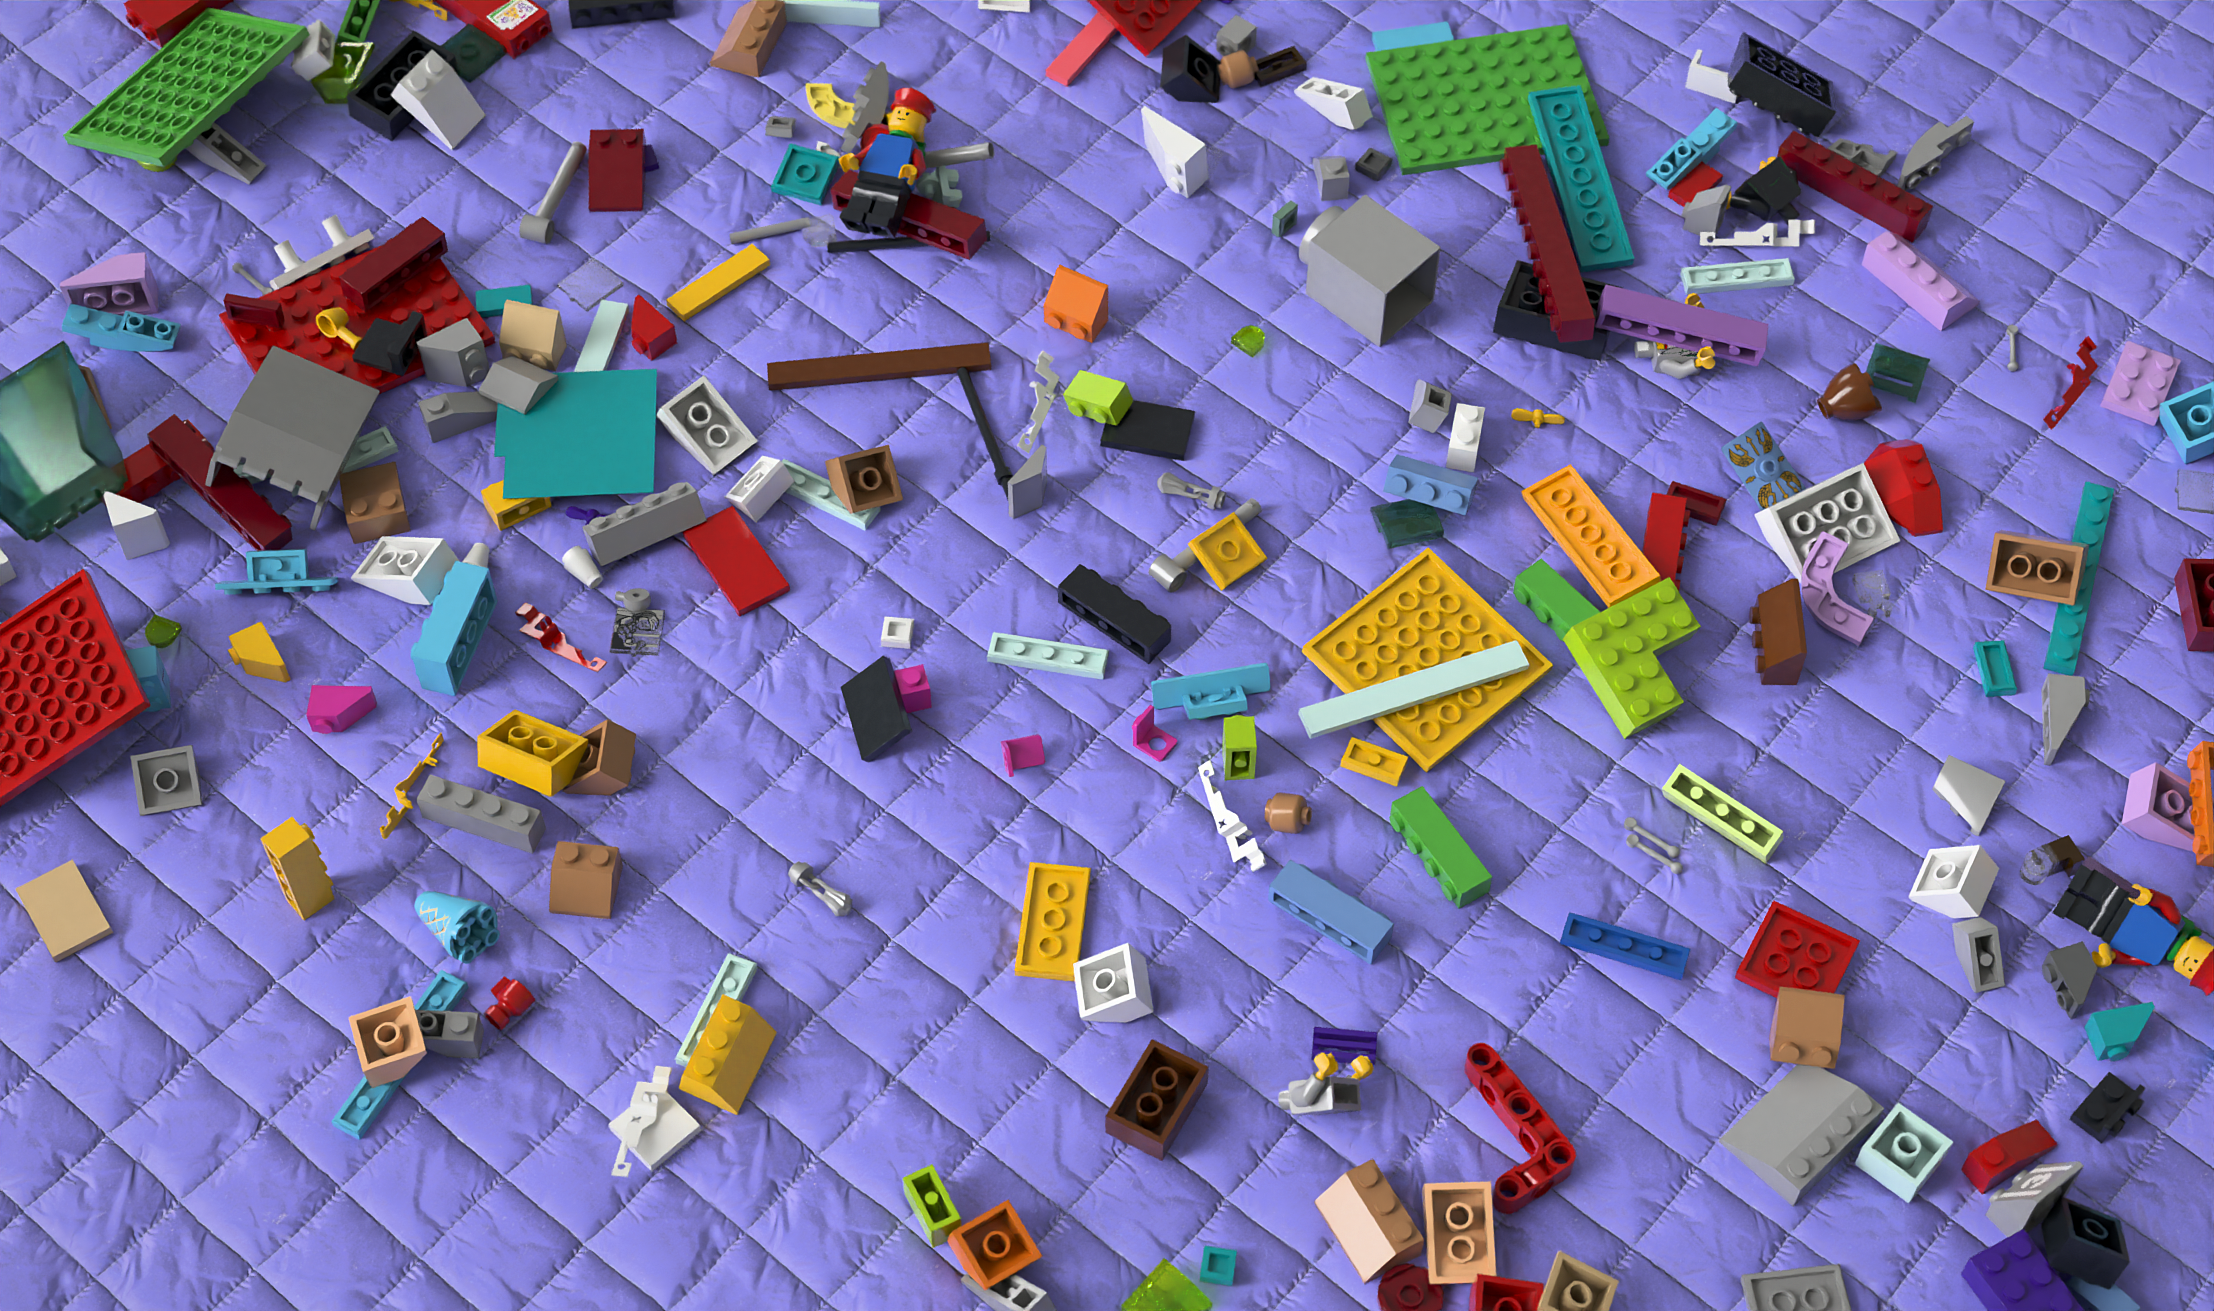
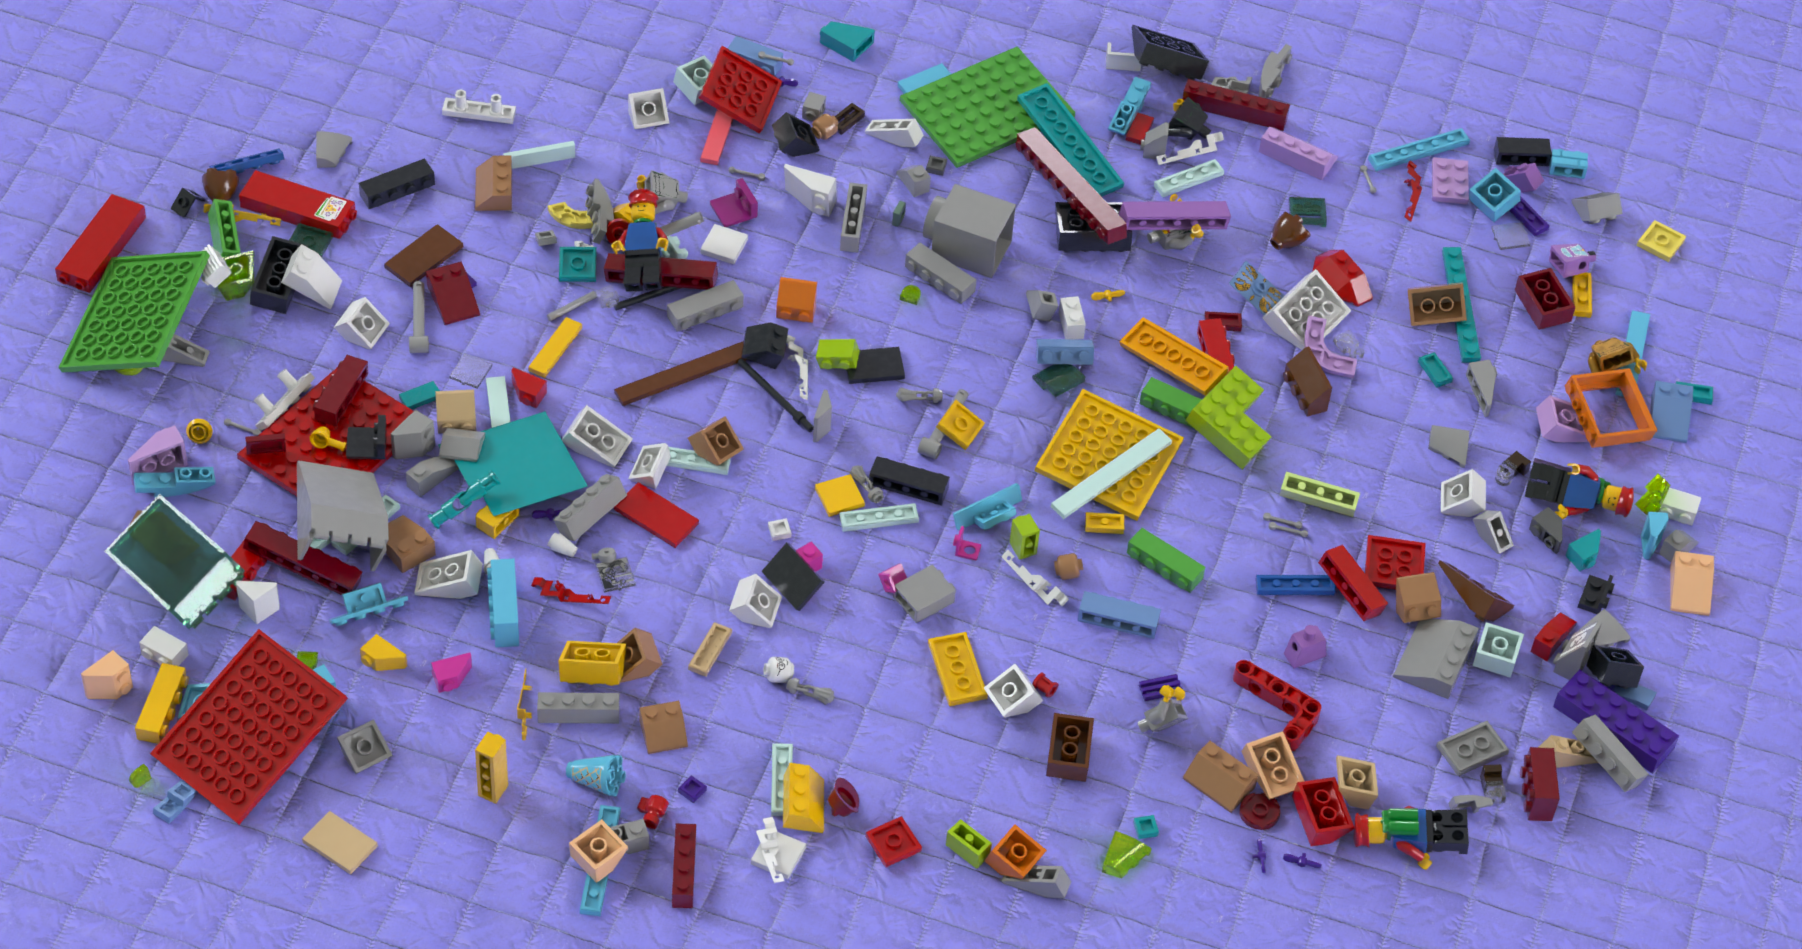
camera: 25 degrees left, 5 degrees down
(190, 269) = (201, 434): none -> yellow cone
(476, 181) = (362, 324): none -> white slope
(491, 456) = (474, 492): none -> teal piece
(506, 1102) = (684, 866): none -> dark red brick
(582, 986) = (692, 789): none -> dark purple tile
(609, 107) = (423, 255): none -> reddish brown tile
(710, 782) = (710, 649): none -> tan plate
(787, 1071) = (843, 798): none -> dark red piece
(789, 843) = (778, 669): none -> white head
(807, 731) = (755, 602): none -> white slope
(828, 1164) = (893, 841): none -> red plate
(949, 278) = (705, 305): none -> light grey brick
(963, 106) = (665, 188): none -> light grey torso
(1002, 355) = (765, 344): none -> black slope
(1006, 606) = (839, 495): none -> yellow tile
(1020, 198) = (724, 244): none -> white tile
(1055, 620) = (858, 474): none -> light grey piece
(1056, 790) = (924, 593): none -> light grey brick
(1059, 150) = (736, 206): none -> magenta bracket
(1118, 117) = (761, 176): none -> light grey hinge
(1168, 988) = (1045, 685): none -> red bush
(1215, 207) = (853, 217): none -> light grey brick
(1304, 320) = (940, 273): none -> light grey brick
(1595, 1052) = (1305, 646): none -> medium lavender torso
(1714, 971) = (1353, 582): none -> red brick
(1906, 1054) = (1479, 599): none -> reddish brown wedge
(2101, 1175) = (1610, 631): none -> light grey slope
(2111, 323) = (1418, 149): none -> medium azure tile

